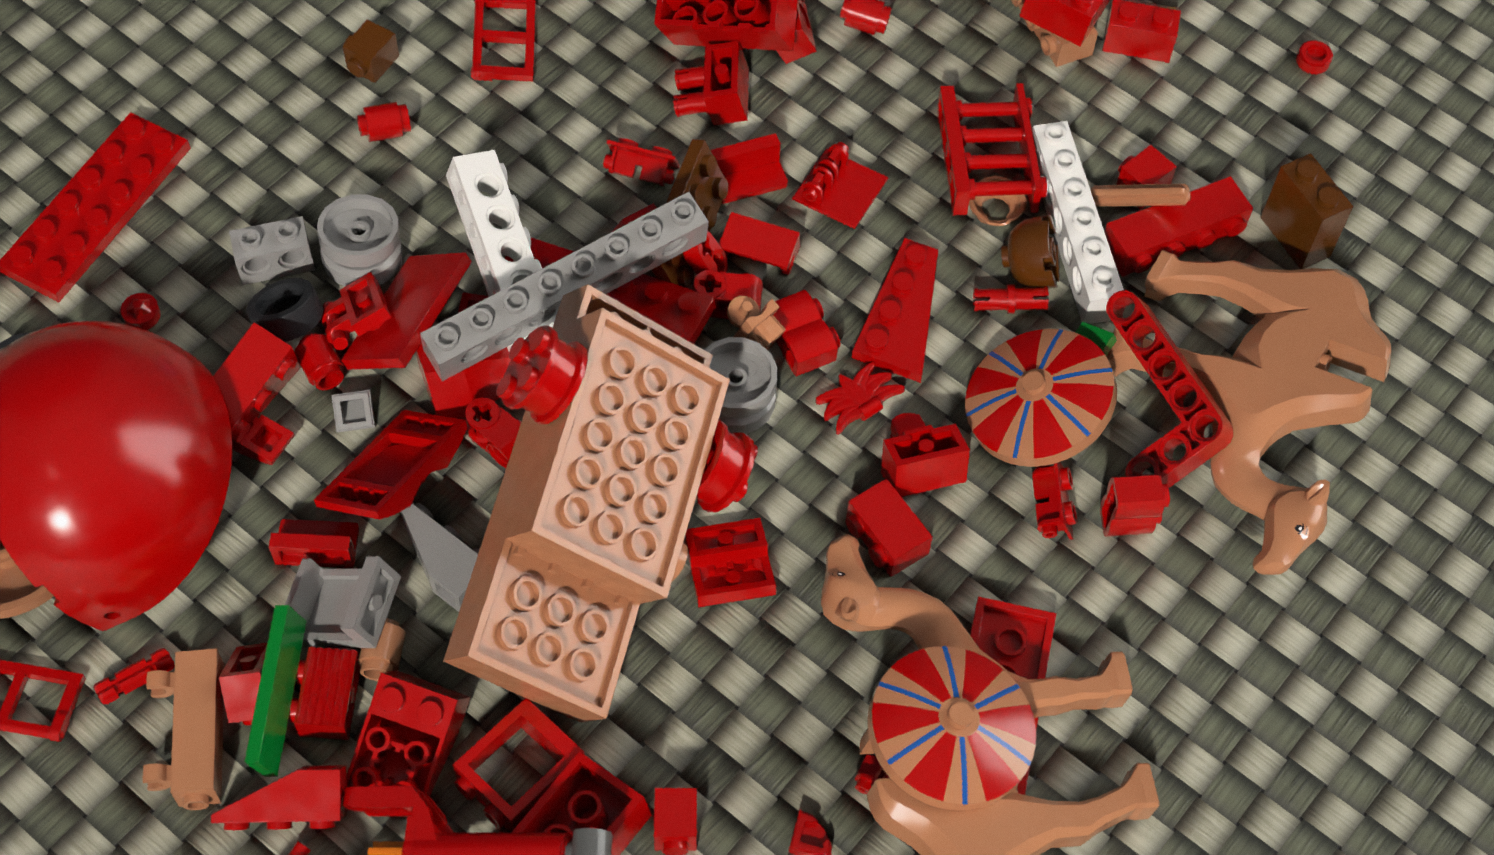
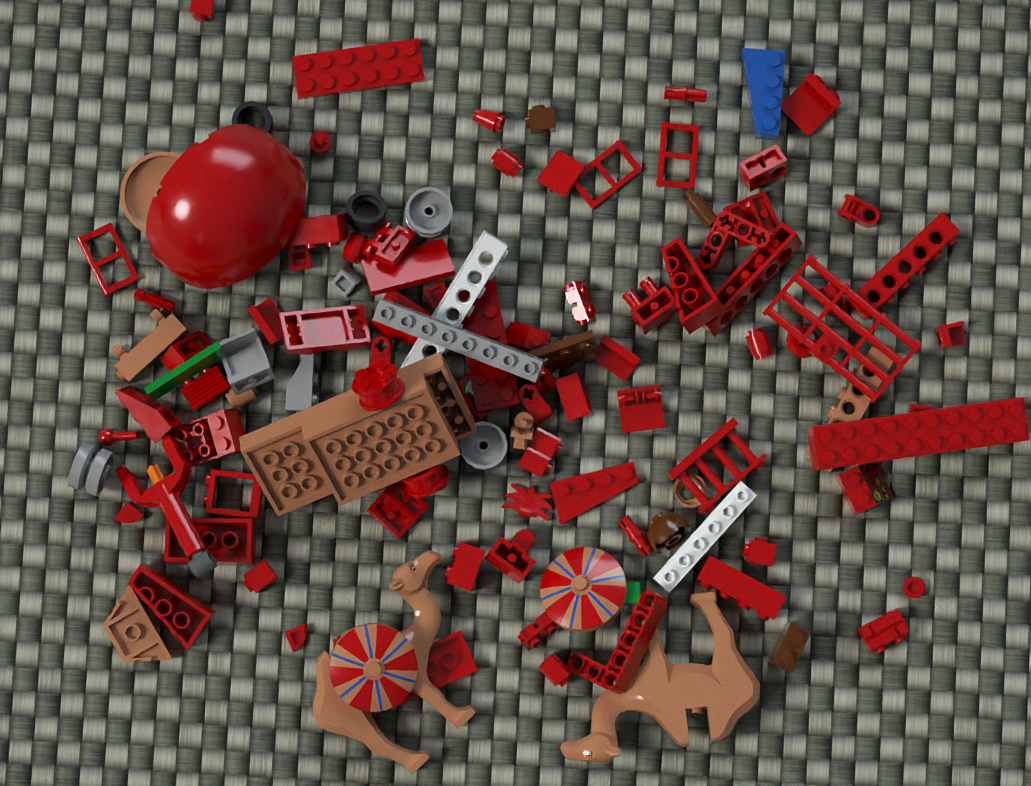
camera: 60 degrees right, 25 degrees up
(272, 250) = (394, 175): light grey brick -> none
(311, 105) = (491, 120): none -> red cone
(457, 77) = (561, 173): none -> red piece
(1141, 195) = (739, 559): nougat axle -> none
(1353, 114) = (883, 631): none -> red brick

